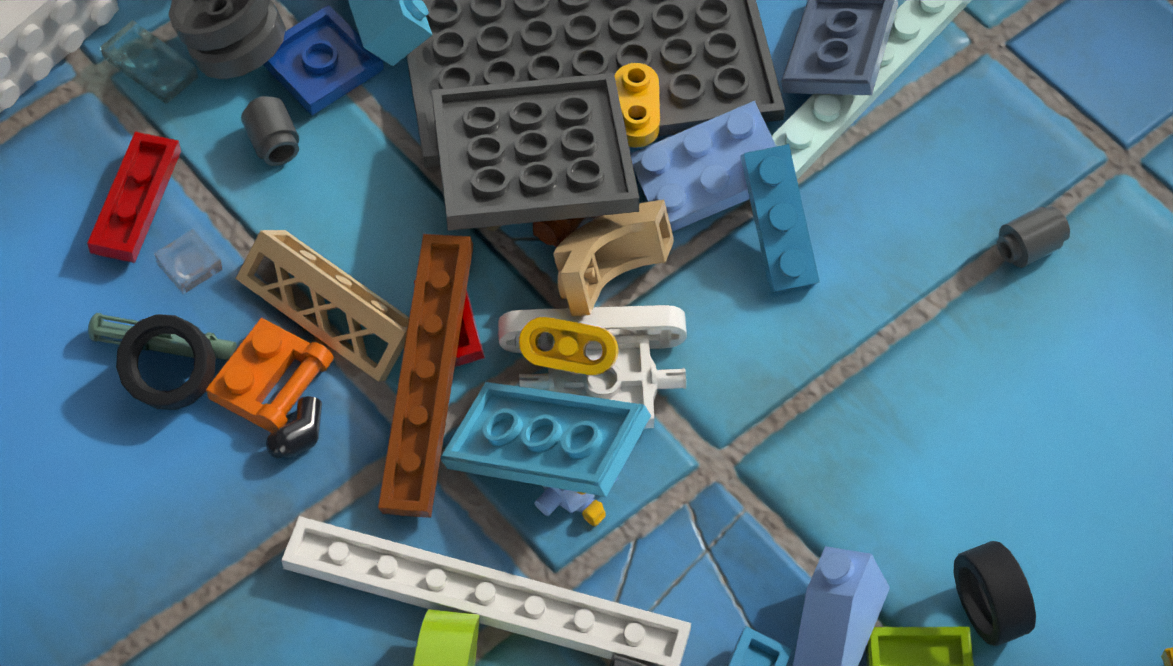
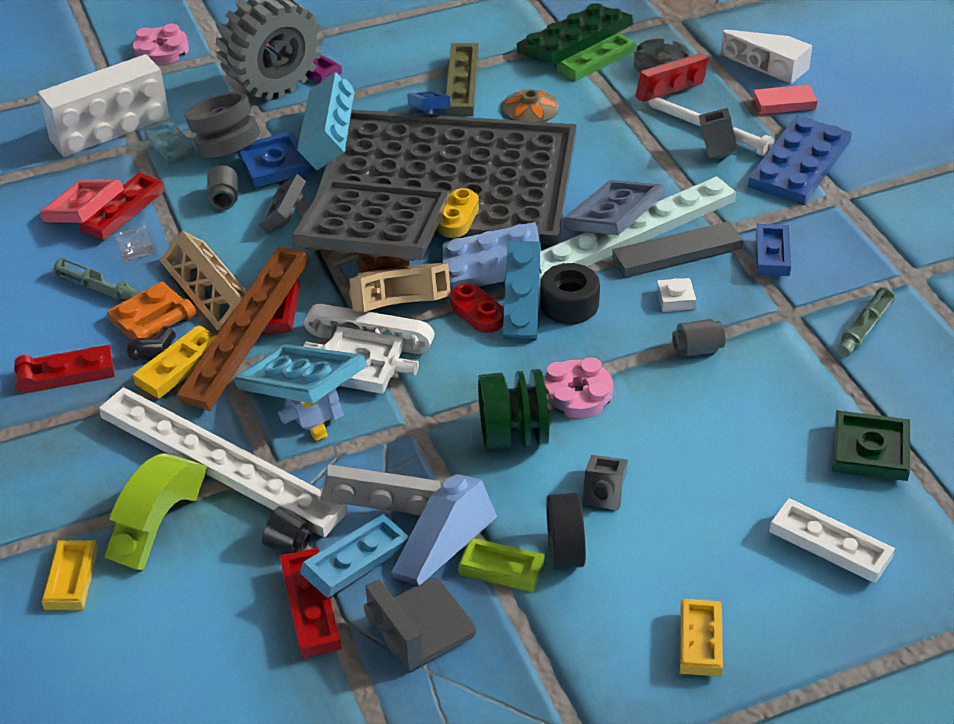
camera: 20 degrees right, 15 degrees down
(72, 204) = (81, 201): none -> coral tile
(132, 345) = (73, 274): black tyre -> none
(189, 501) = (63, 369): none -> red plate
(350, 451) = (174, 363): none -> yellow plate
(372, 139) = (284, 200): none -> dark grey plate
(569, 346) = (344, 326): yellow plate -> none
(716, 254) = (477, 308): none -> red plate
(732, 597) = (377, 489): none -> light grey plate
(843, 180) = (569, 293): none -> black tyre
(854, 423) = (513, 409): none -> dark green wheel
(910, 329) = (584, 373): none -> bright pink plate
(943, 89) = (676, 249): none -> dark grey tile
(972, 167) = (676, 295): none -> white plate
(1002, 494) = (604, 482): none -> dark grey bracket
(1072, 64) = (773, 250): none -> blue plate

